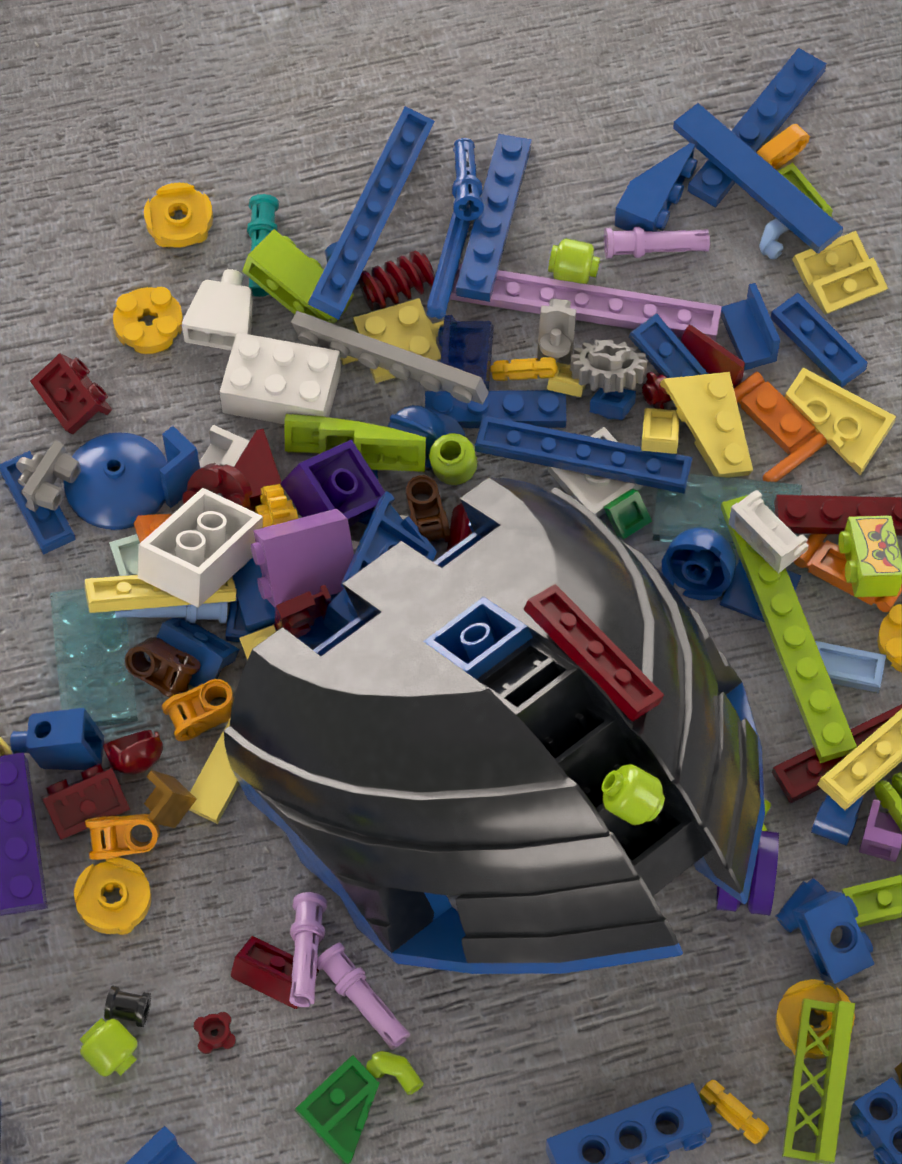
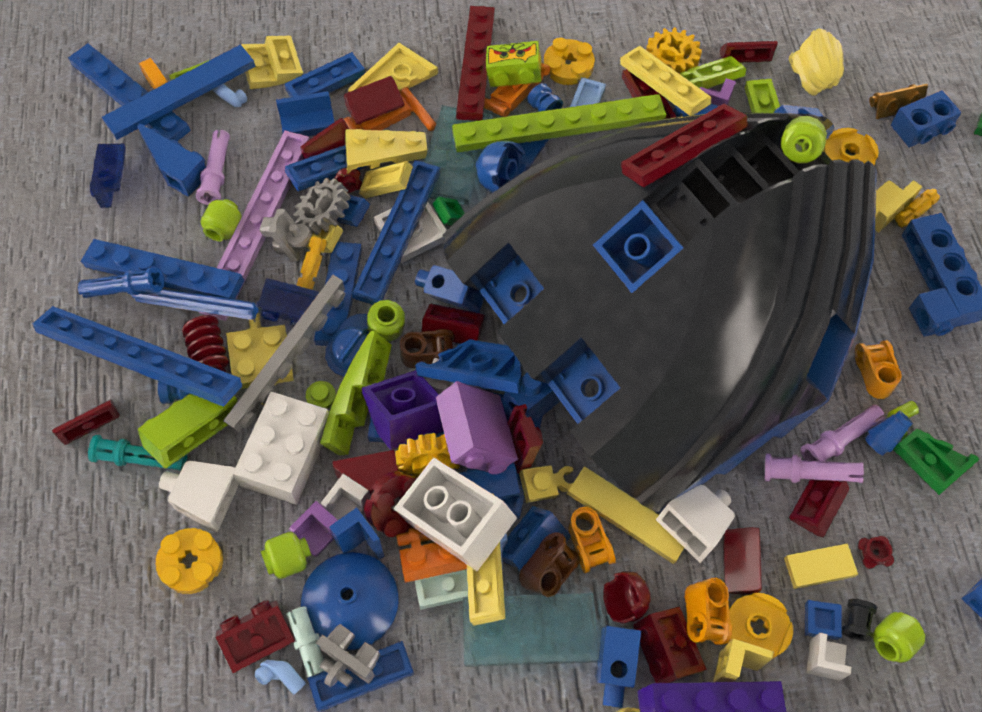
camera: 85 degrees left, 0 degrees up
(35, 426) = (282, 671): none -> light blue arm
(64, 854) = (739, 654): none -> light yellow panel
(73, 438) = (306, 640): none -> light aqua pin
(80, 968) = (827, 658): none -> white panel
(125, 966) = (823, 618): none -> blue plate
(156, 404) = (285, 555): none -> lime head
(168, 800) = (677, 570): pearl gold panel -> none
(180, 232) = (94, 539): yellow plate -> none
(191, 880) = (742, 560): none -> dark red slope
(192, 969) = (820, 566): none -> light yellow tile
(194, 426) = (315, 528): none -> medium lavender panel
(232, 822) = (698, 519): none -> white torso
(297, 188) = (86, 422): none -> dark red slope
(355, 408) = (320, 394): none -> lime plate
(364, 1042) = (888, 433): none -> blue cone
(467, 1039) = (878, 363): none -> light orange piece
(554, 1115) = (934, 312): none -> blue brick
(619, 128) = (107, 173): none -> clear blue bracket
(734, 1068) = (892, 200): none -> light yellow panel
(766, 532) = (495, 115): white hinge -> none
(781, 397) = (373, 100): none -> dark red slope
(829, 609) = (543, 99): none -> blue wheel
(833, 1083) = (901, 143): lime fence -> none

